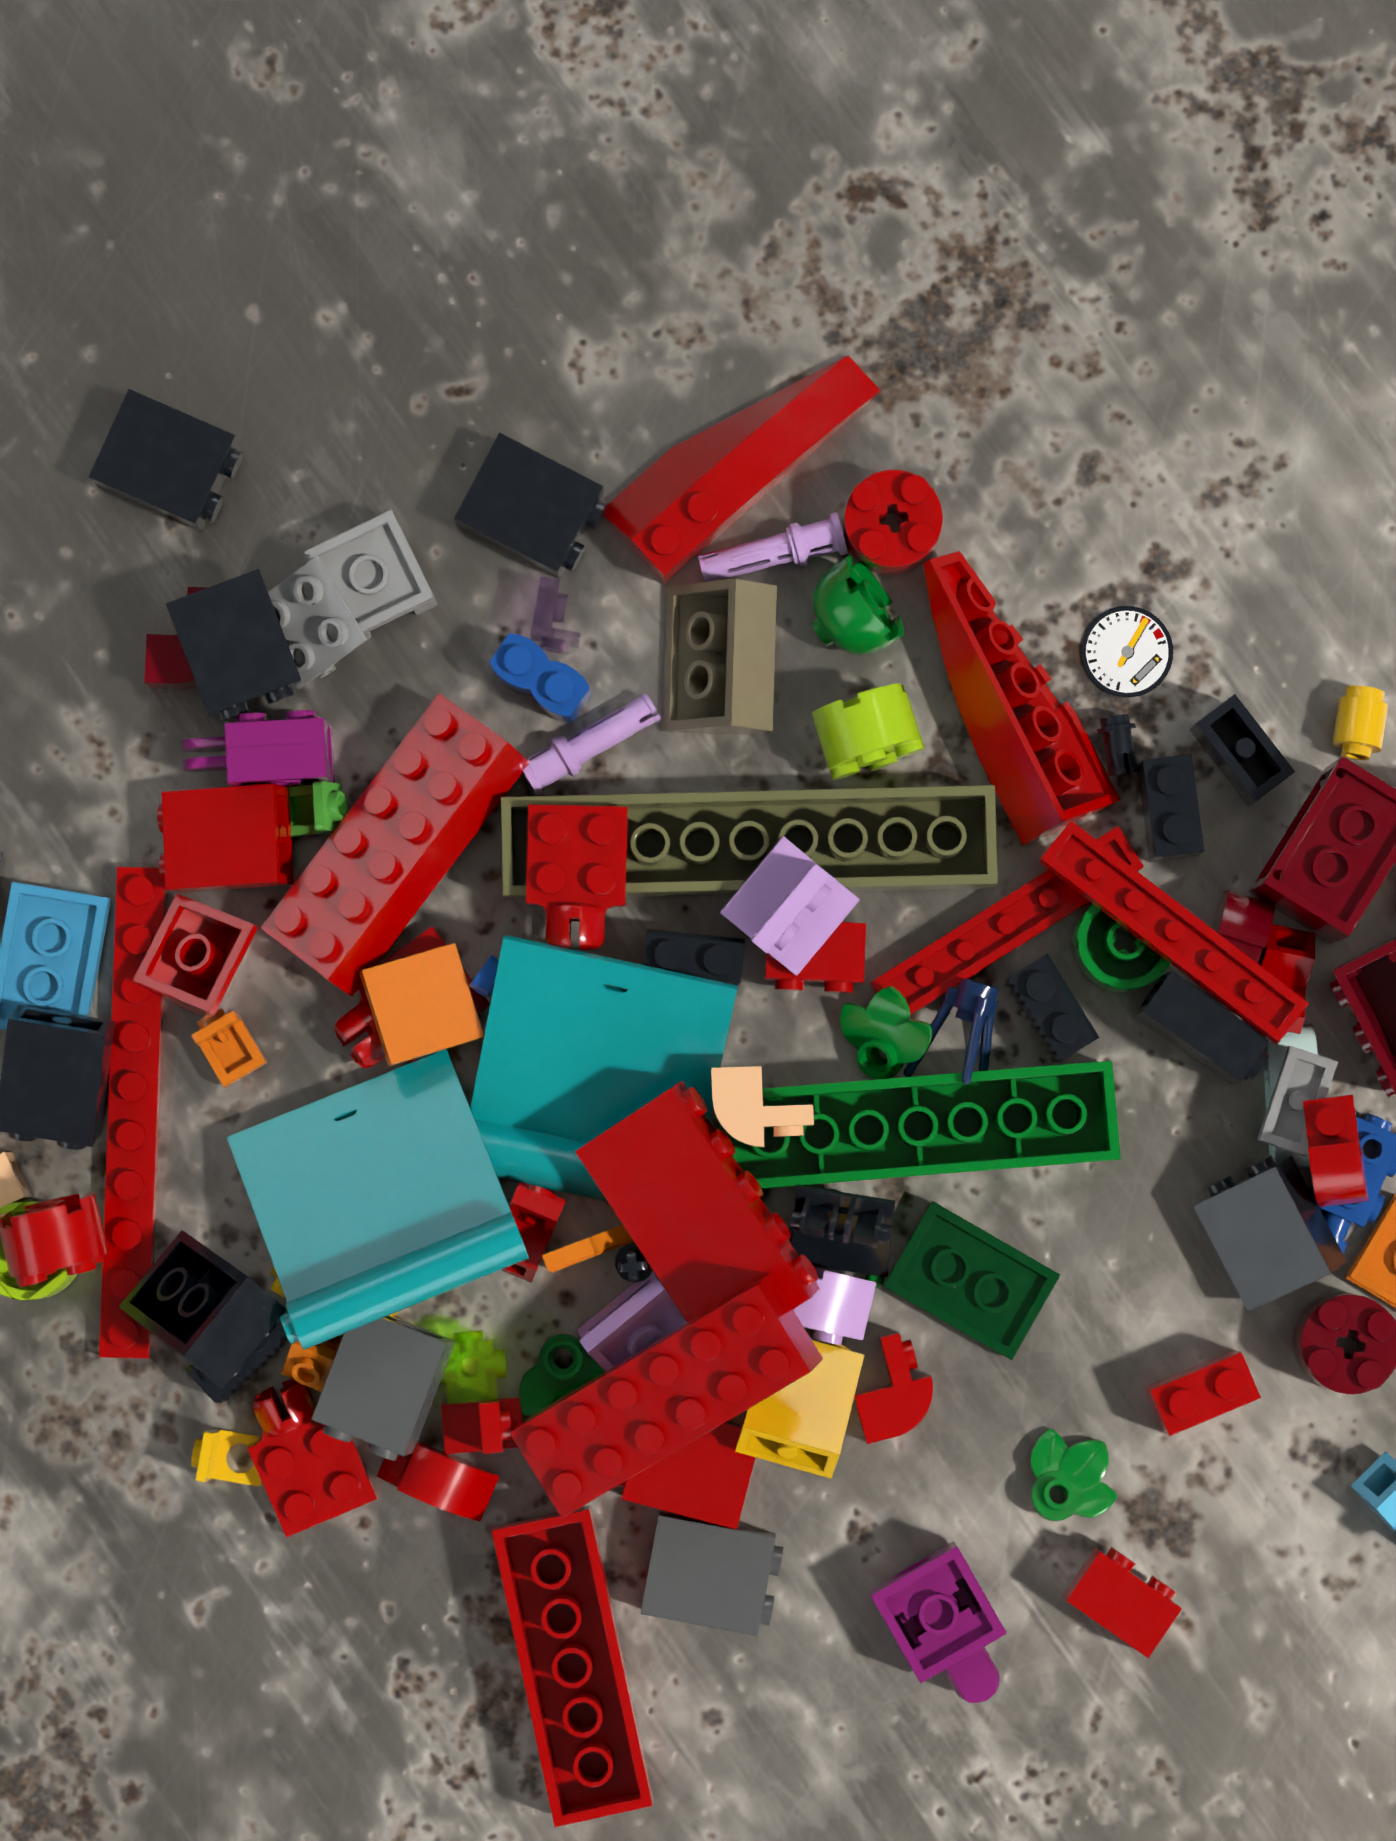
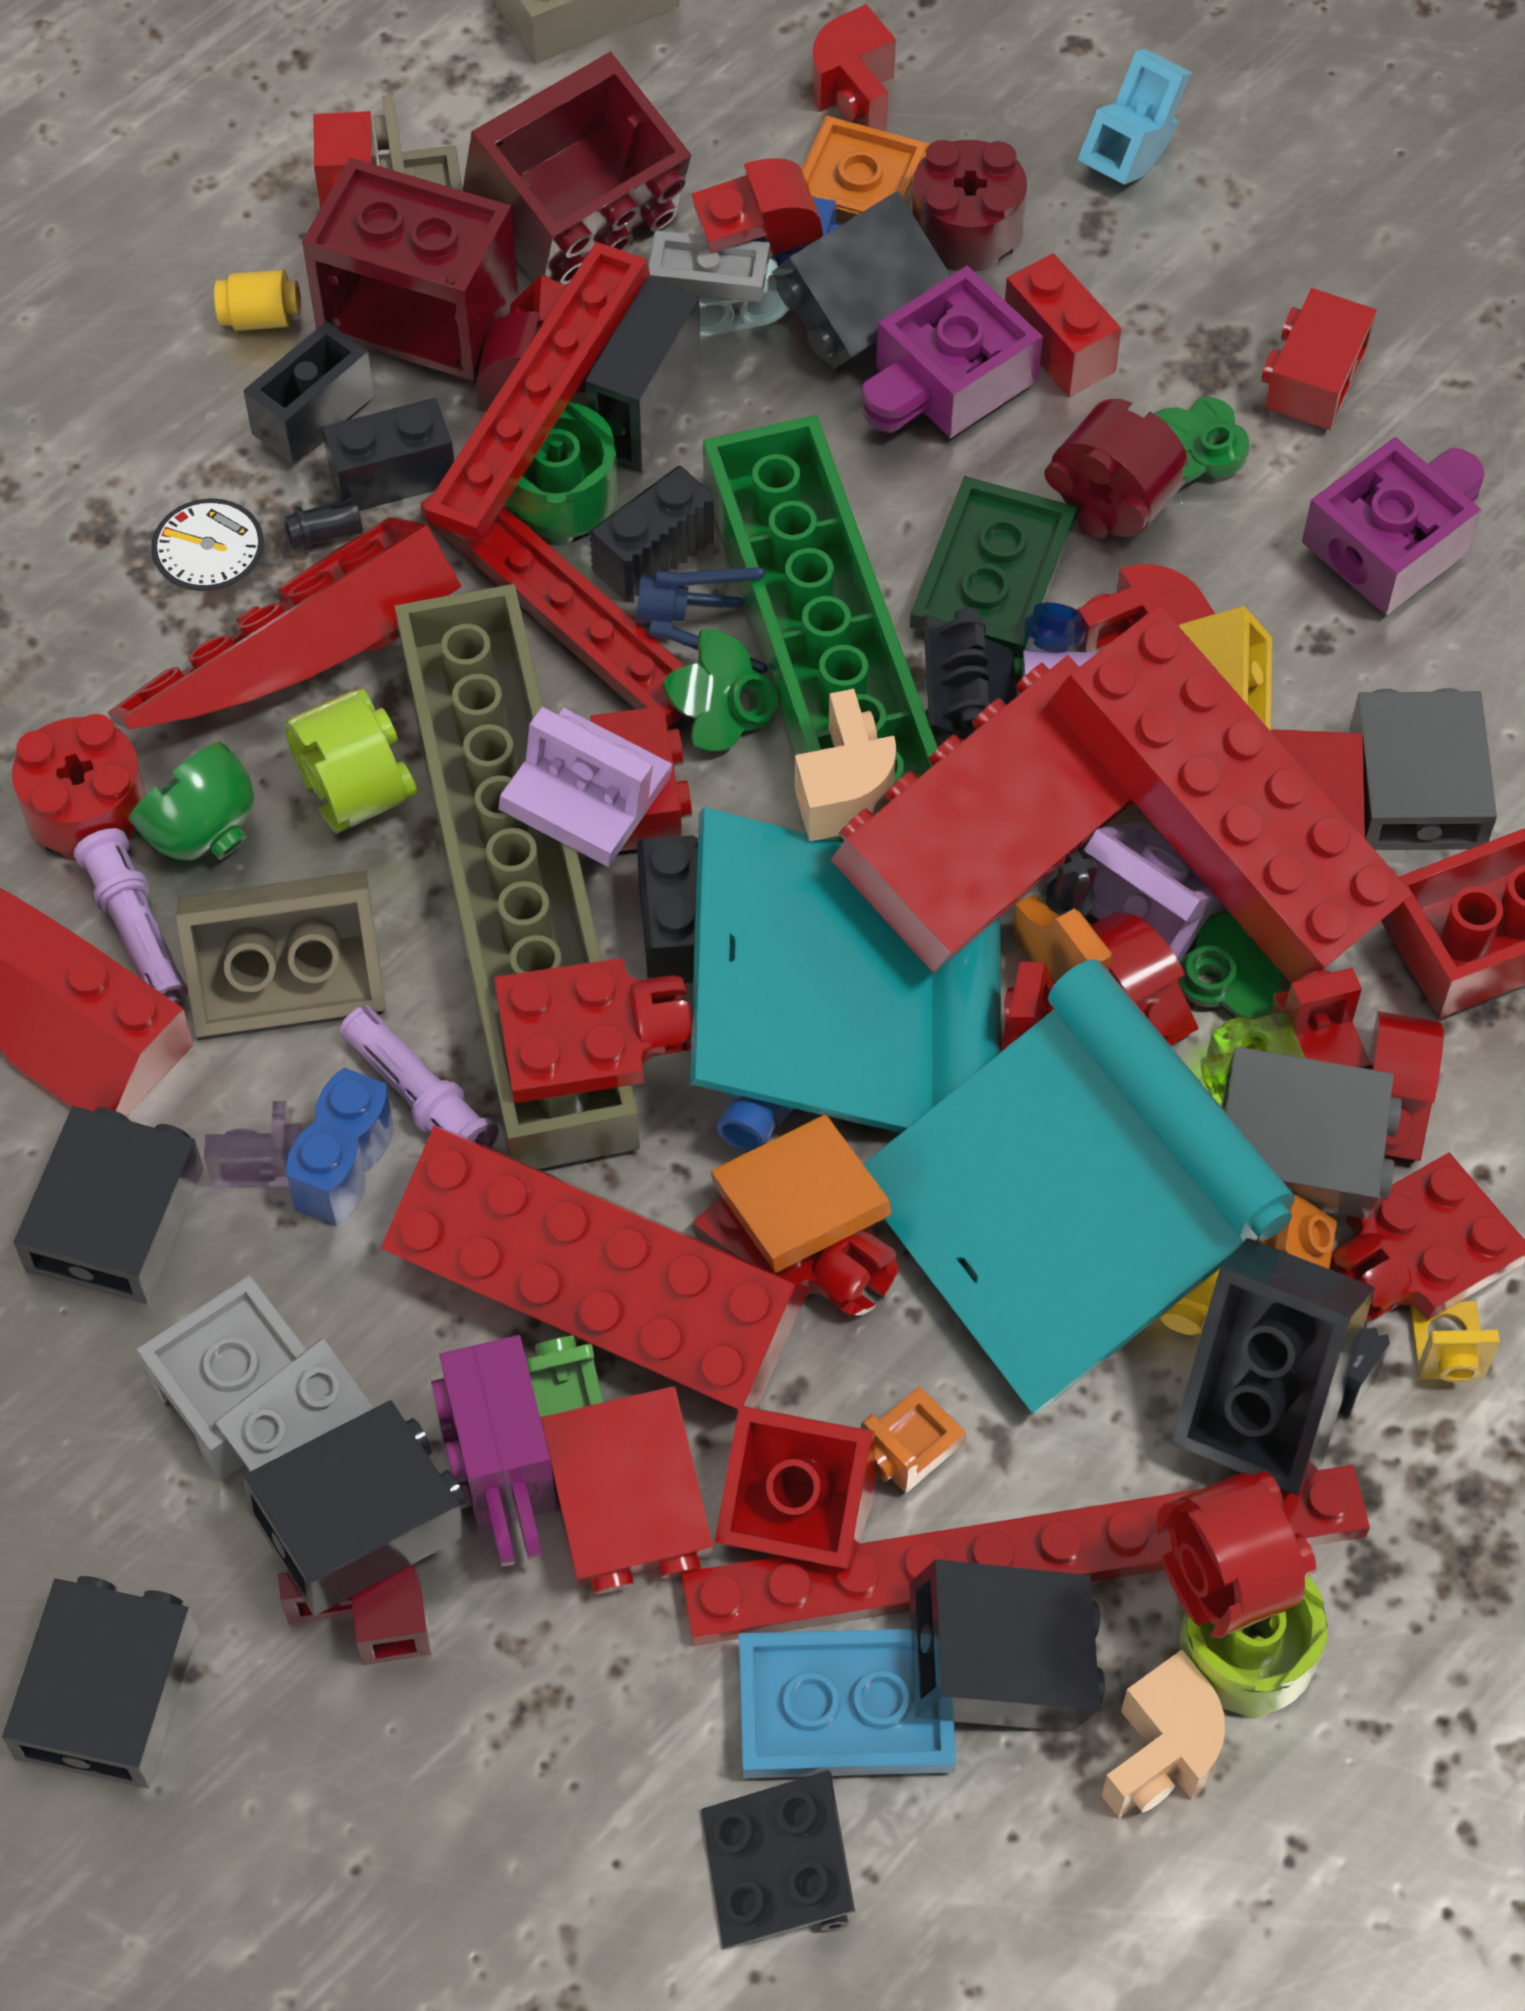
camera: 105 degrees left, 25 degrees down
(563, 1295) = (1147, 973): none -> red brick
(887, 1311) = (1055, 627): none -> clear blue plate
(1029, 1398) = (1118, 469): none -> dark red brick
(1178, 1286) = (928, 352): none -> magenta brick

